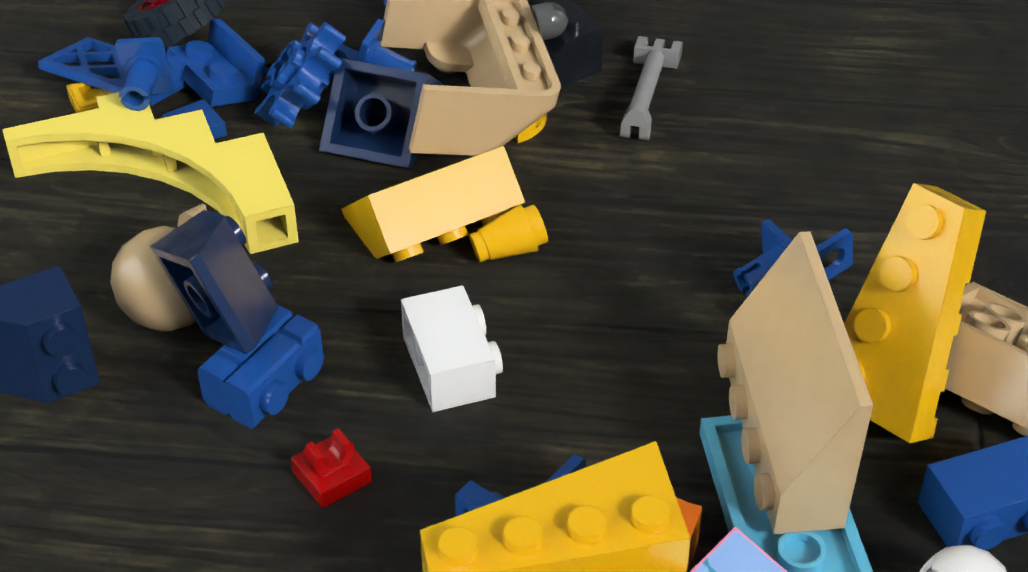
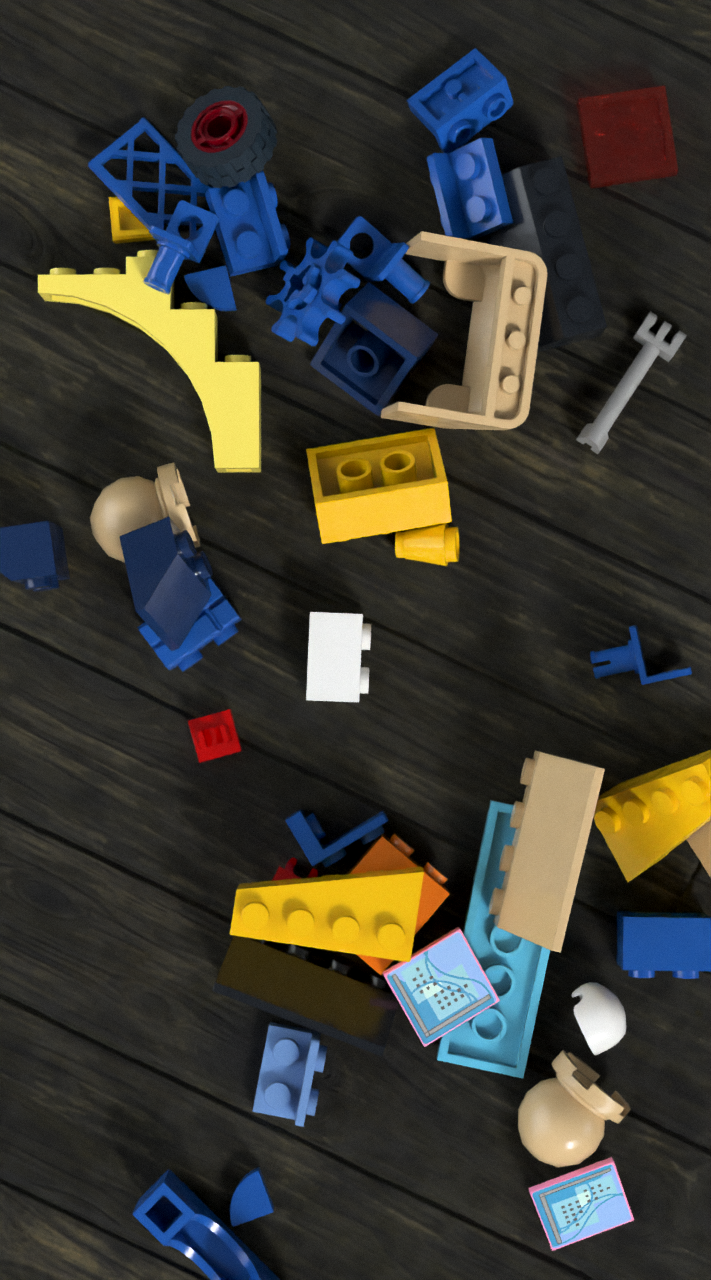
camera: 20 degrees right, 45 degrees up
(550, 19) = (551, 314): dark grey hinge -> none

